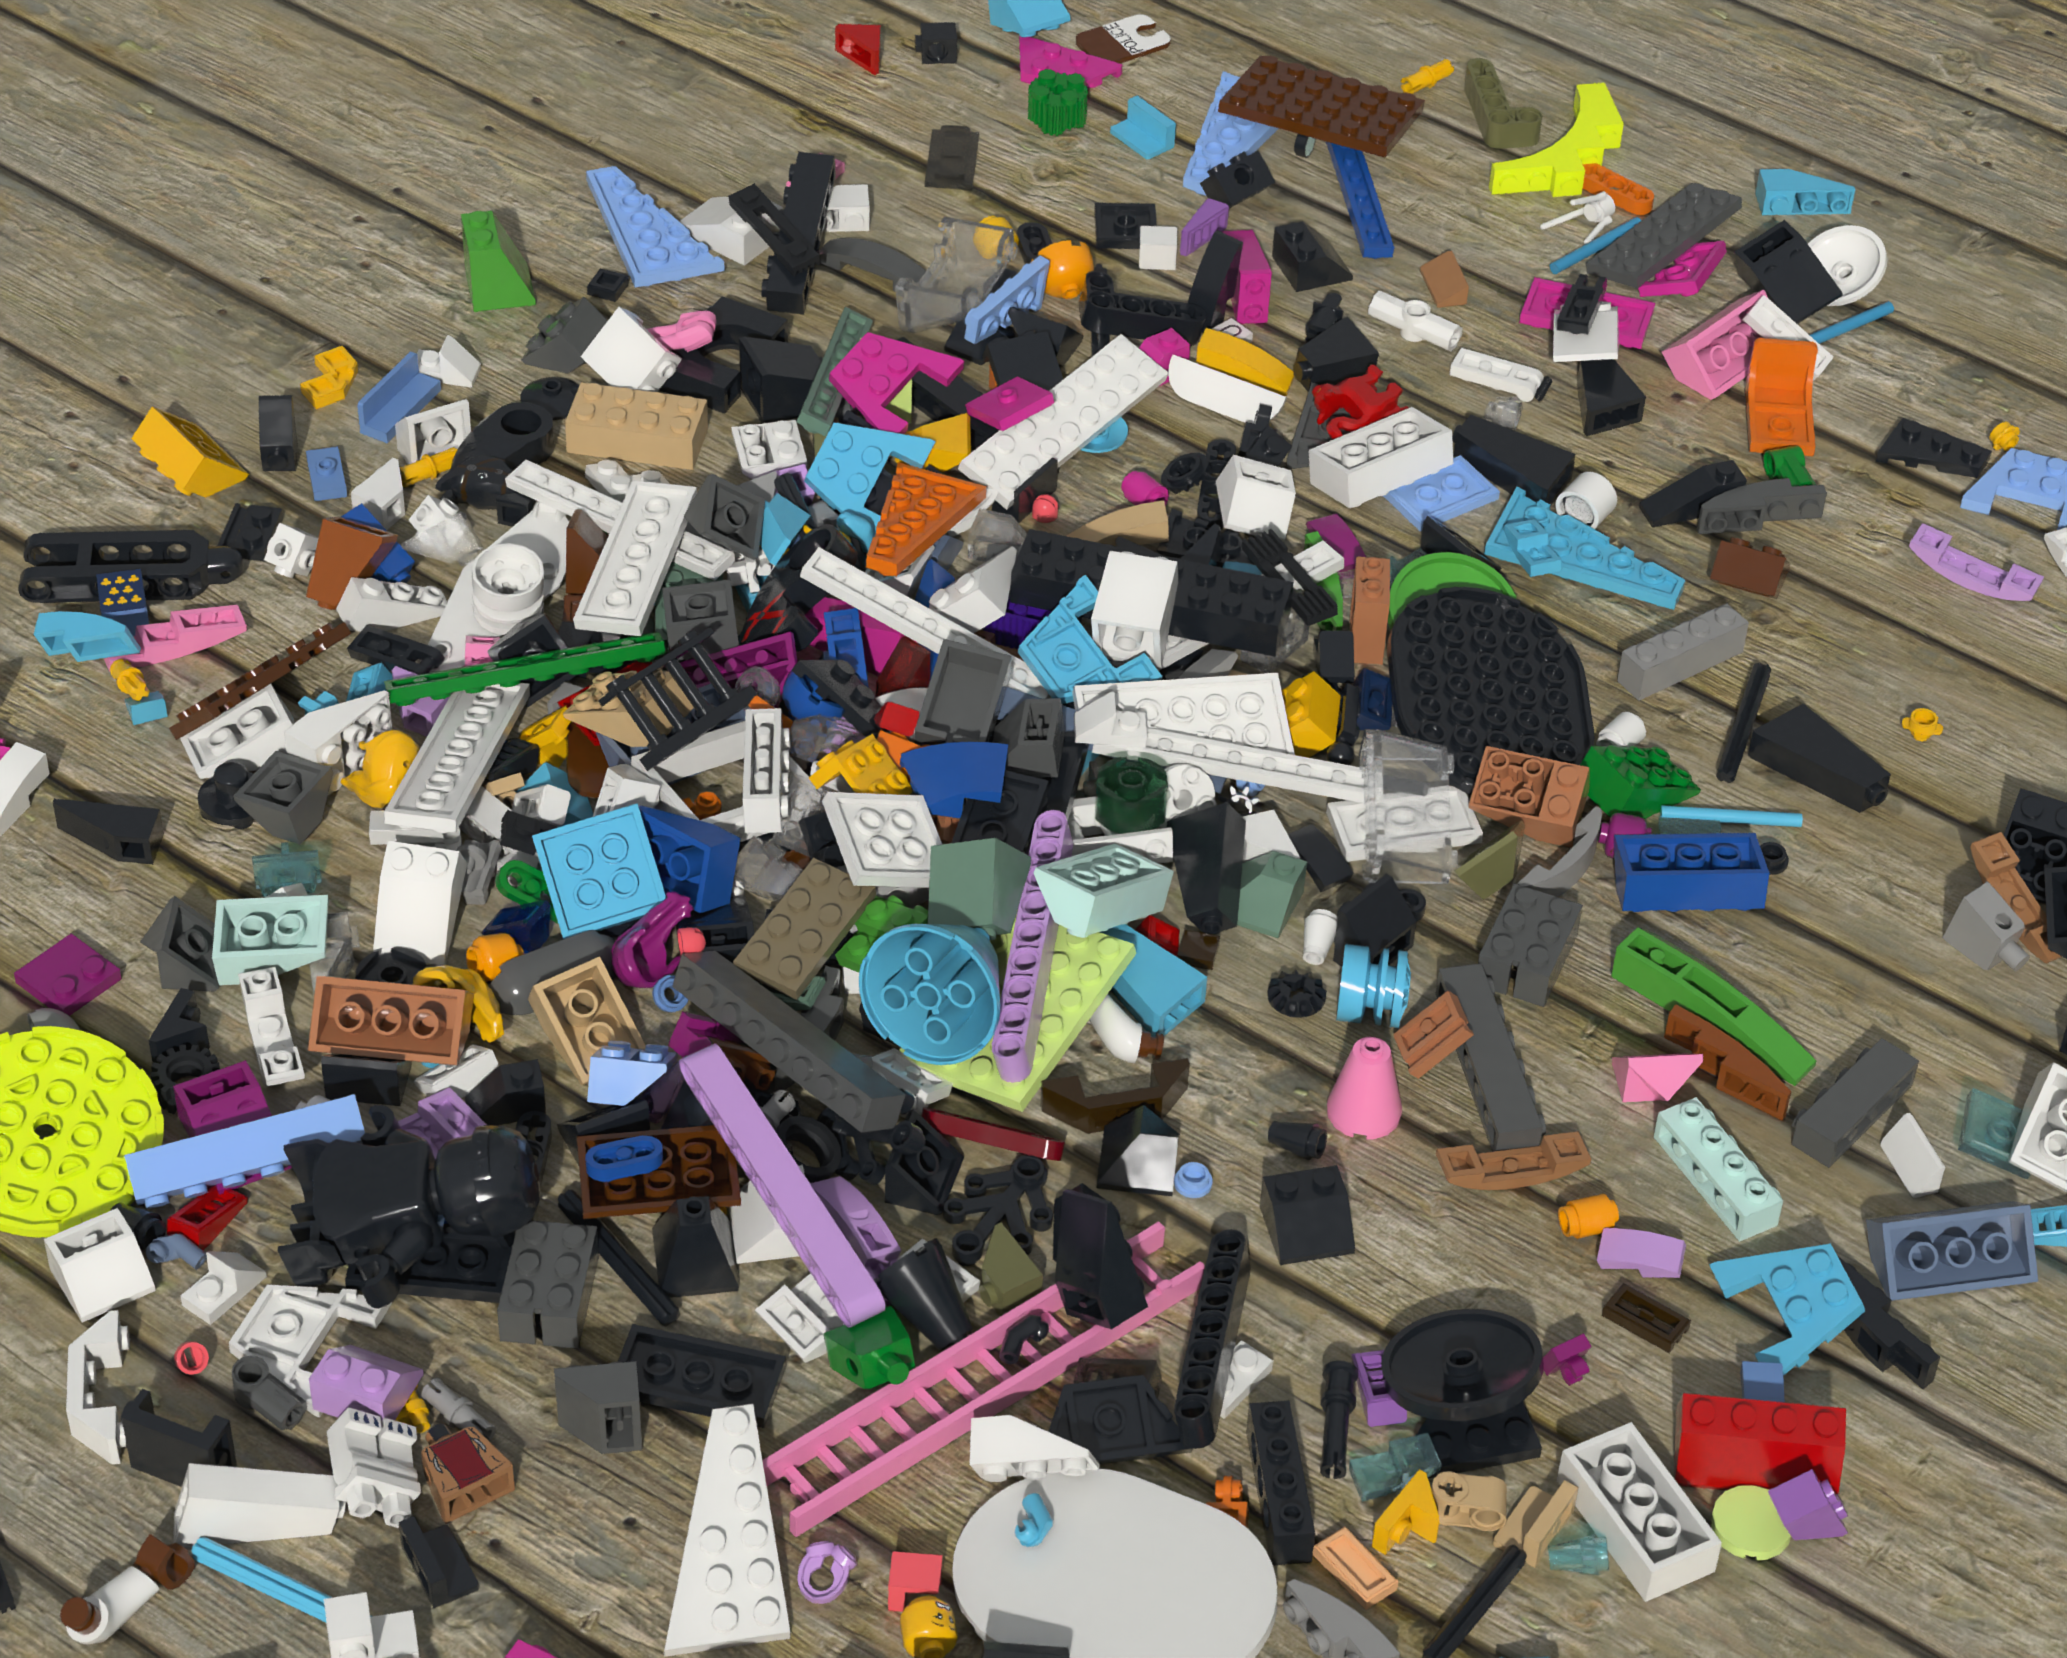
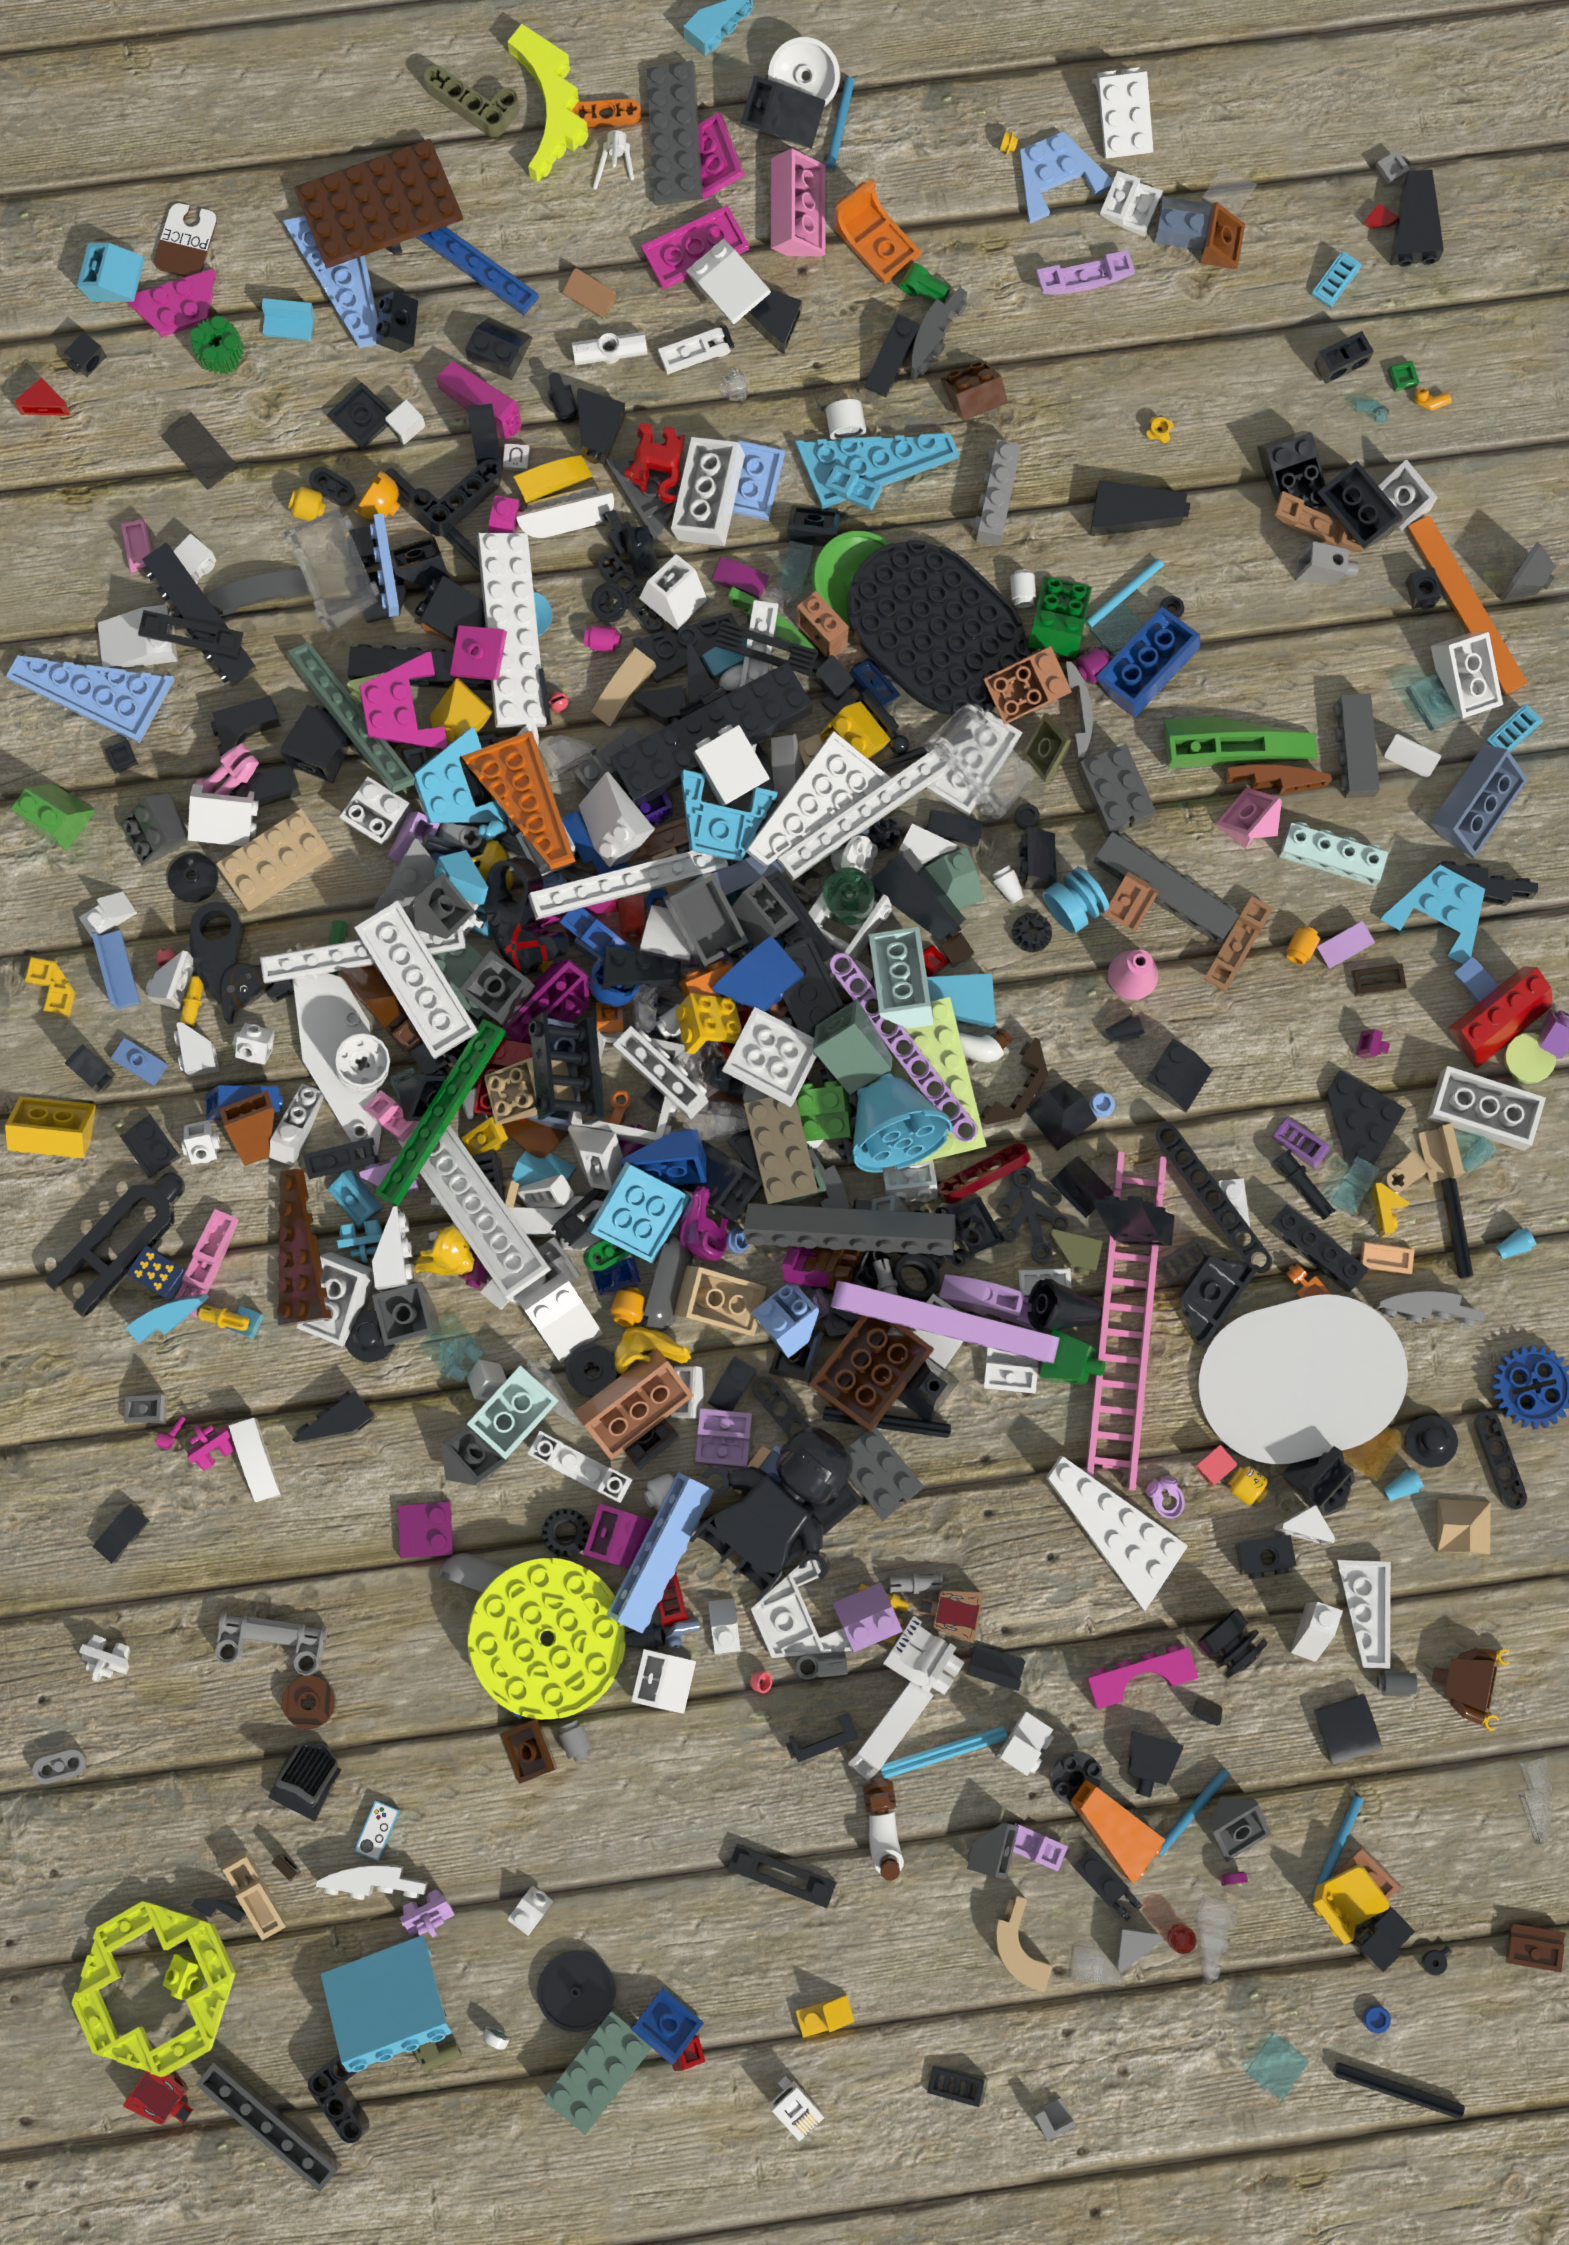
camera: 45 degrees left, 35 degrees up
(96, 1349) = (772, 1759): white slope -> none
(179, 1027) = (529, 1515): black slope -> none
(447, 541) = (283, 1059): clear slope -> none
(600, 1405) = (989, 1519): dark grey slope -> none
(614, 482) = (320, 913): white plate -> none
(624, 1158) = (856, 1382): blue plate -> none
(690, 940) = (734, 1215): coral hinge -> none
(702, 1373) = (999, 1452): black plate -> none
(762, 682) = (579, 1008): clear cone -> none
(897, 718) = (687, 968): red slope -> none
(1015, 1336) = (1120, 1281): black arm -> none
(1015, 1448) = (1193, 1349): white slope -> none
(1038, 1523) = (1241, 1382): medium azure arm -> none
(1105, 726) = (793, 860): white slope -> none
(1200, 228) = (410, 370): medium lavender slope -> none
(1427, 76) = (402, 107): yellow axle -> none
(1462, 1364) = (1343, 1105): black dish -> none
(1514, 459) = (773, 419): black slope -> none
(1581, 305) = (716, 267): black hinge -> none
(1592, 247) = (641, 177): dark azure bar -> none
(1743, 723) = (1070, 514): black axle -> none
(1774, 324) = (831, 172): white plate -> none
(1931, 447) = (977, 188): black wing -> none

